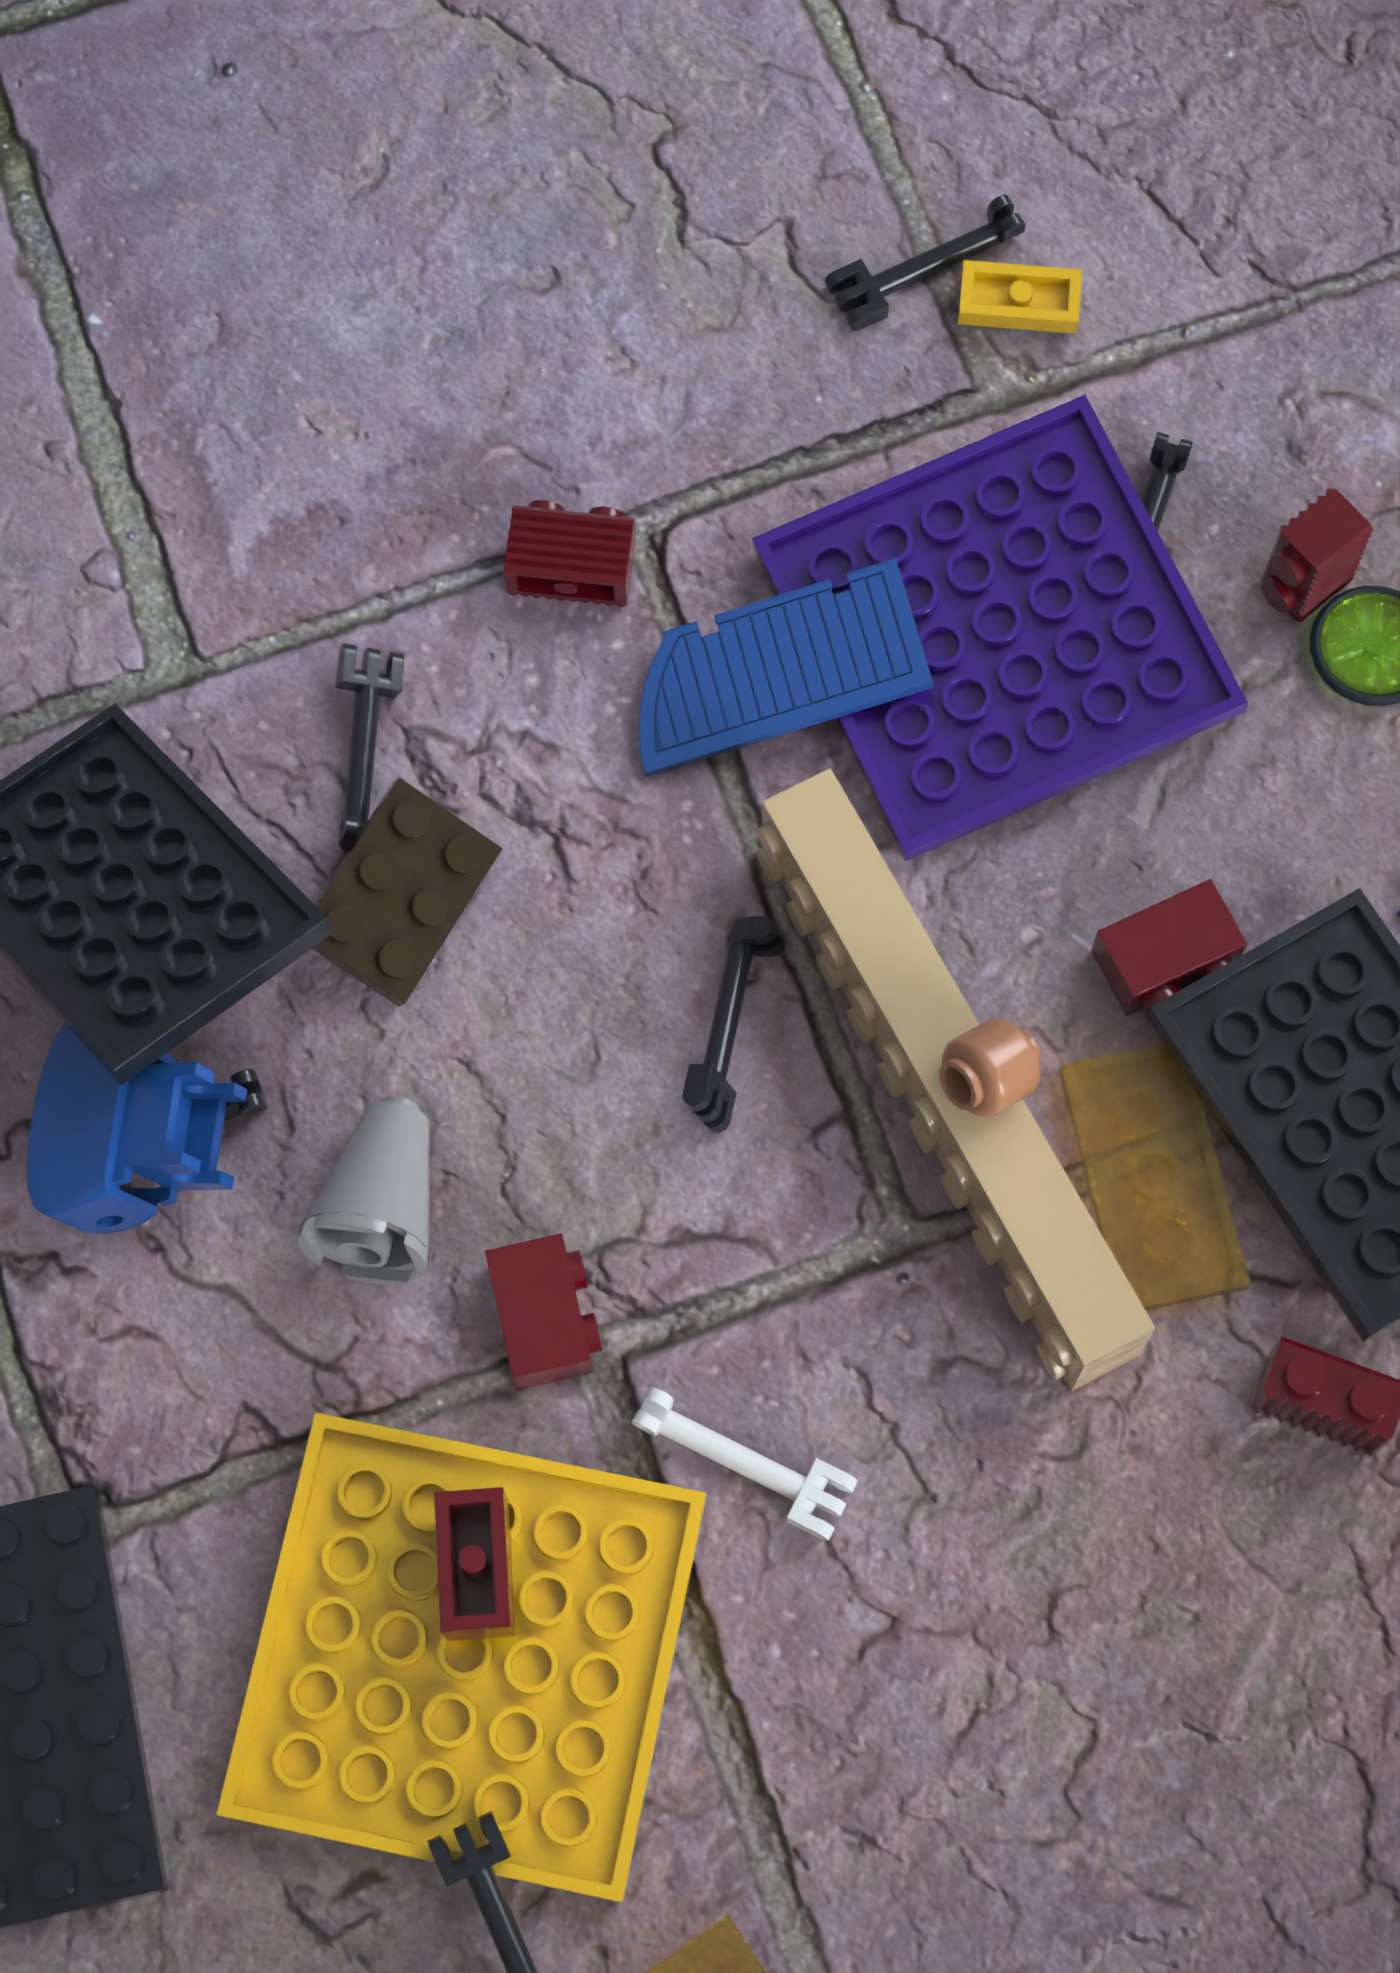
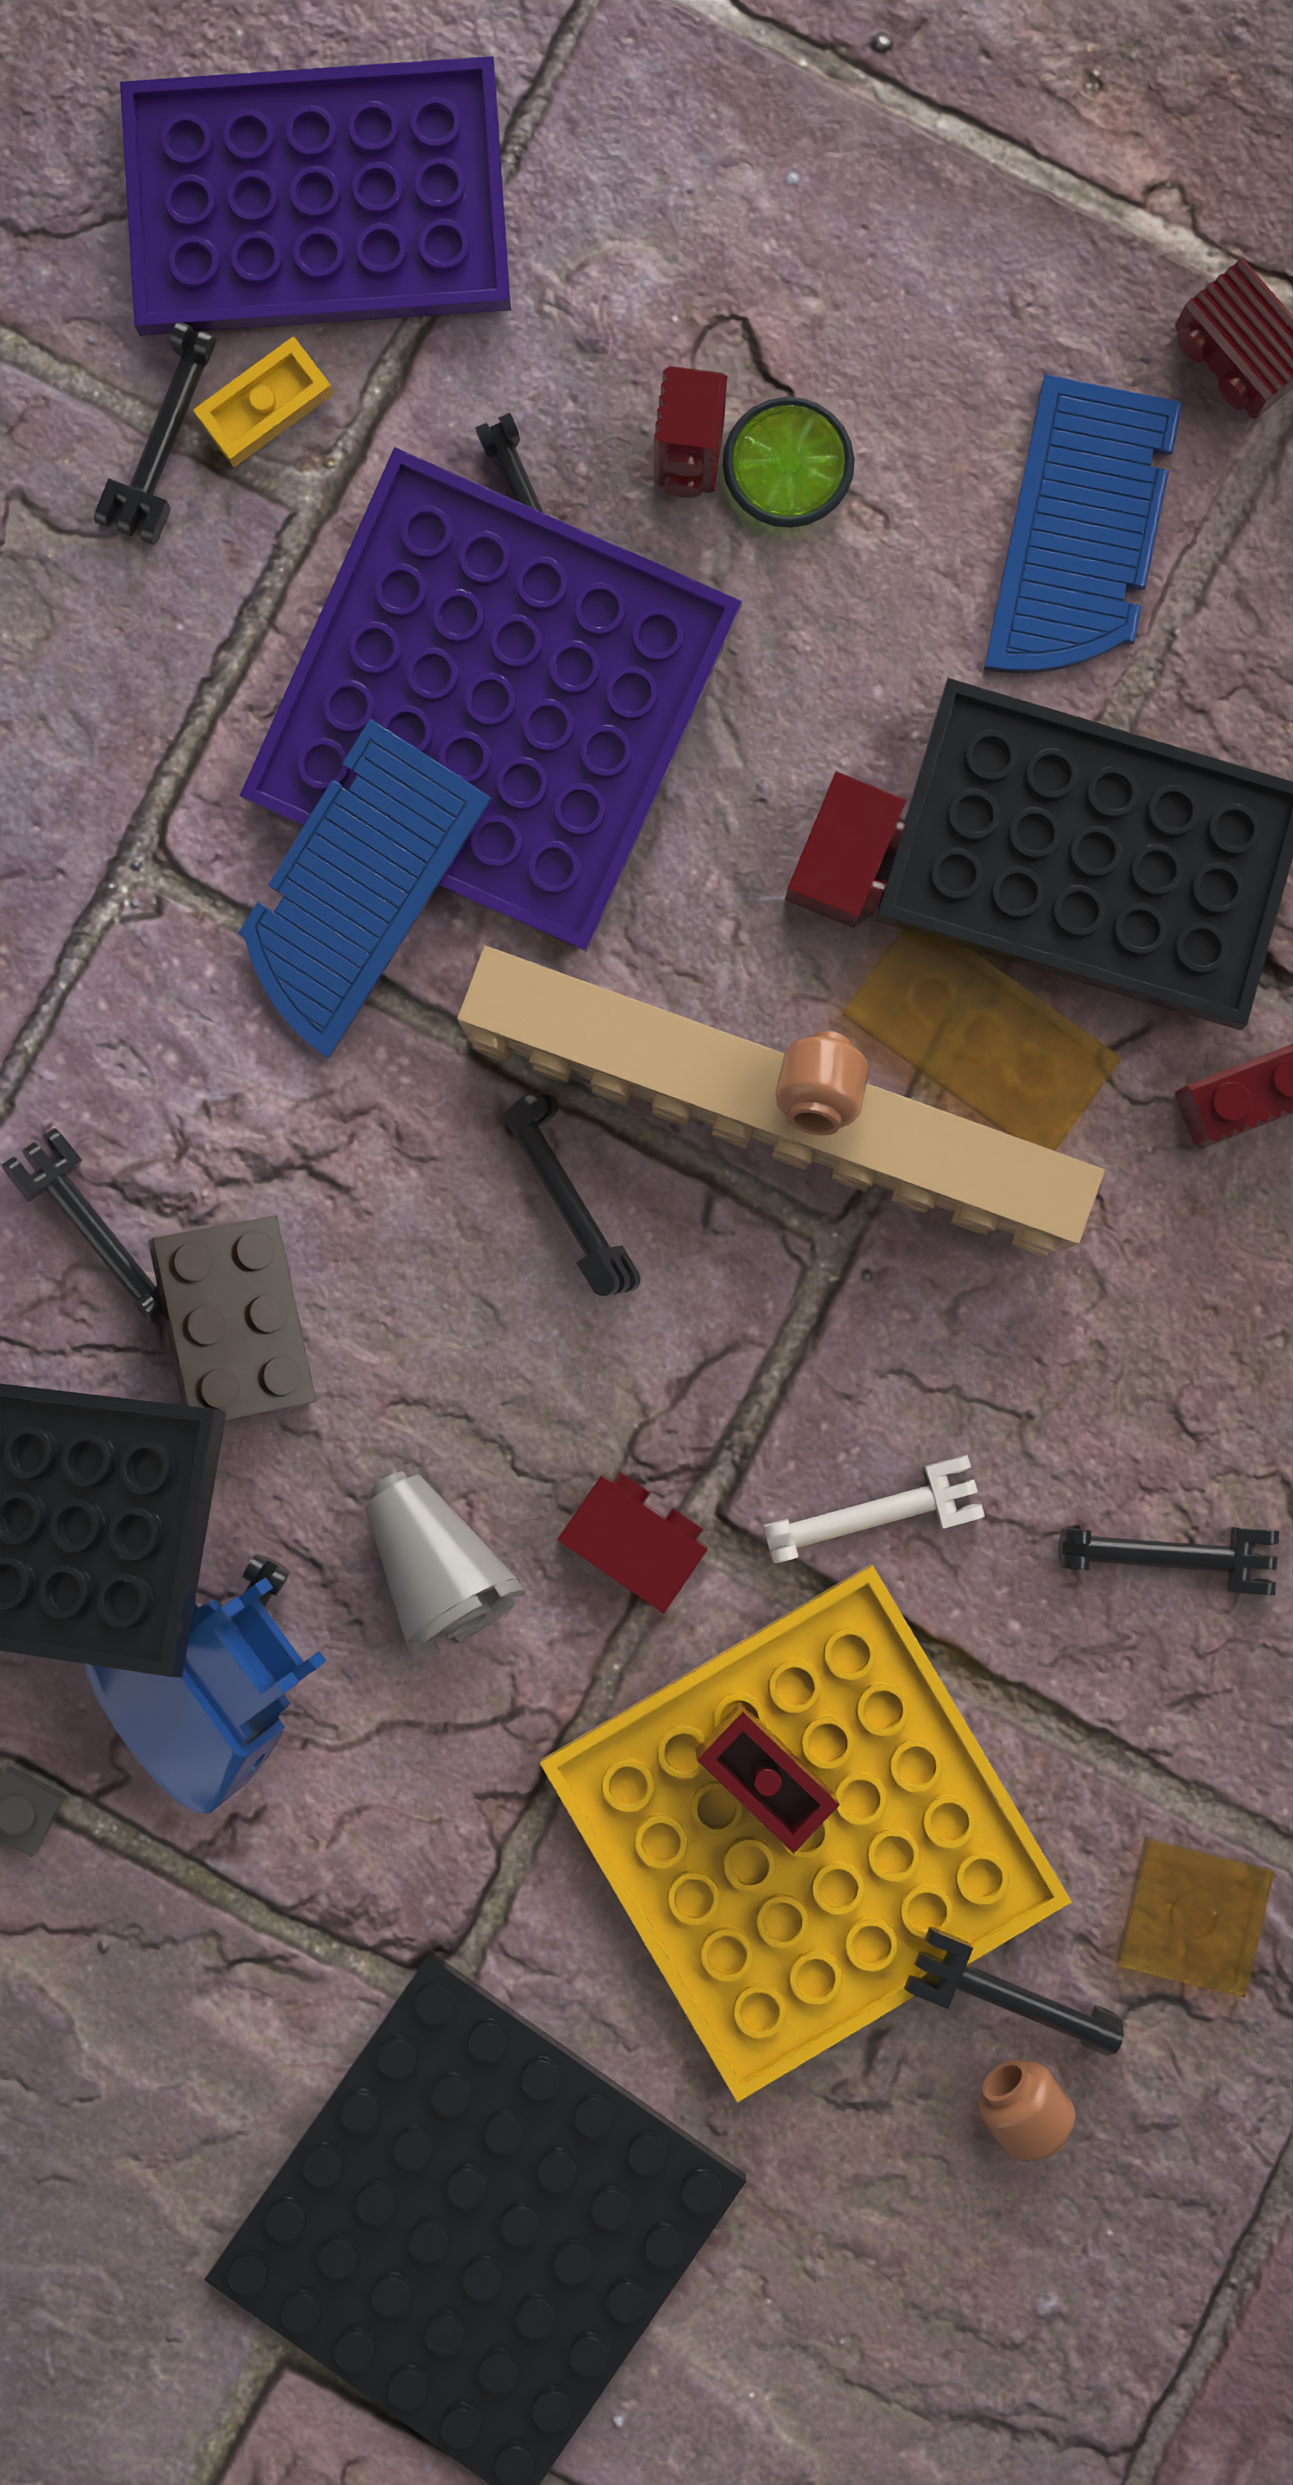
camera: 40 degrees left, 15 degrees up
(570, 553) = (108, 932): dark red brick -> none
(1000, 1757) = (1079, 1548): none -> black hinge
(1186, 196) = (315, 195): none -> dark purple plate

